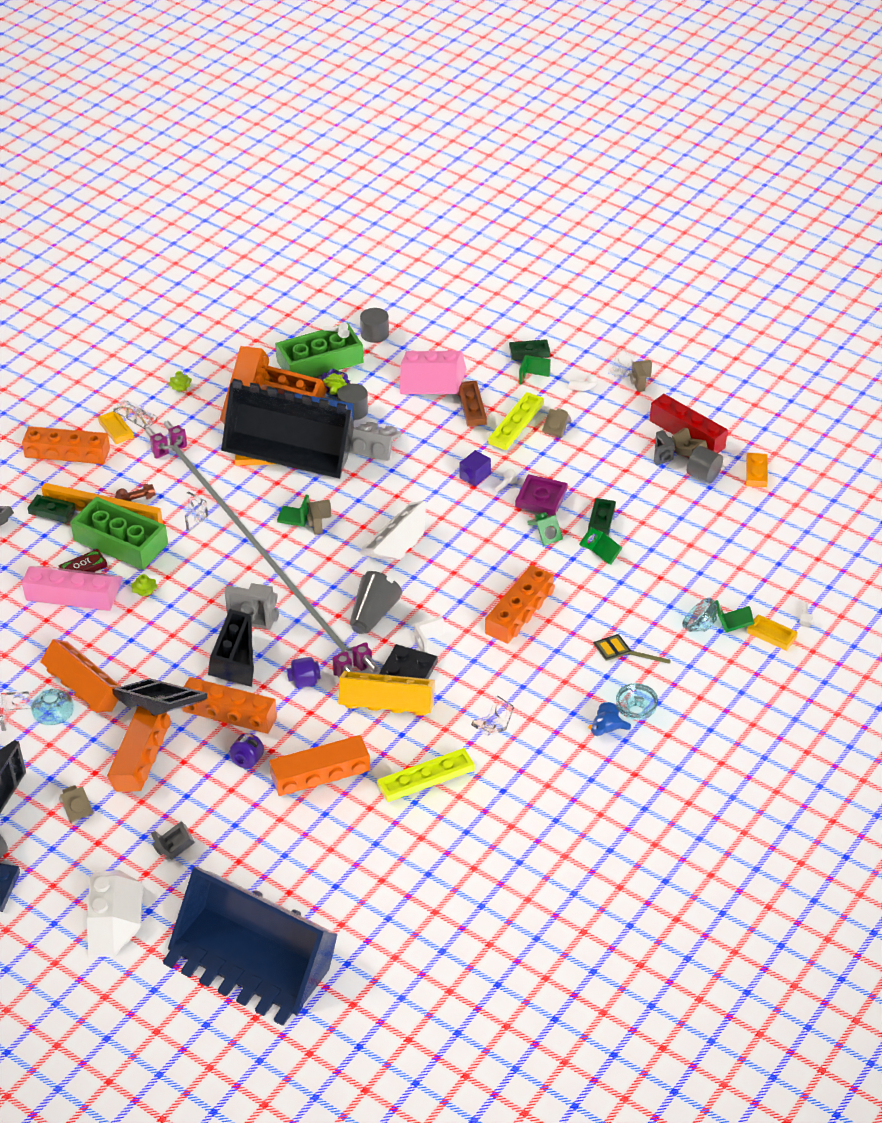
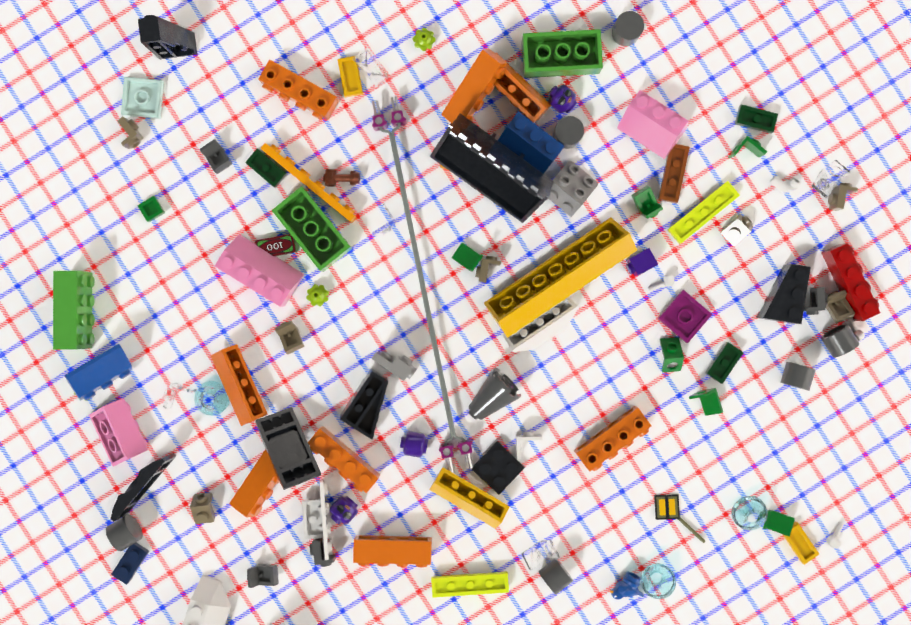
camera: 25 degrees right, 45 degrees up
(124, 625) = (290, 337): none -> dark tan bracket
(218, 768) = (314, 519): none -> white bracket
(236, 802) = (317, 551): none -> dark grey bracket
(334, 382) = (558, 111): lime plant -> none
(342, 329) = (591, 43): white hand -> none
(395, 493) = (560, 276): none -> yellow brick
(455, 427) = (646, 202): none -> green bracket
(519, 730) = (555, 576): none -> dark grey piece
(634, 453) = (787, 296): none -> black wedge
(680, 500) = (798, 376): none -> dark grey piece
(756, 470) = (882, 354): light orange plate -> none

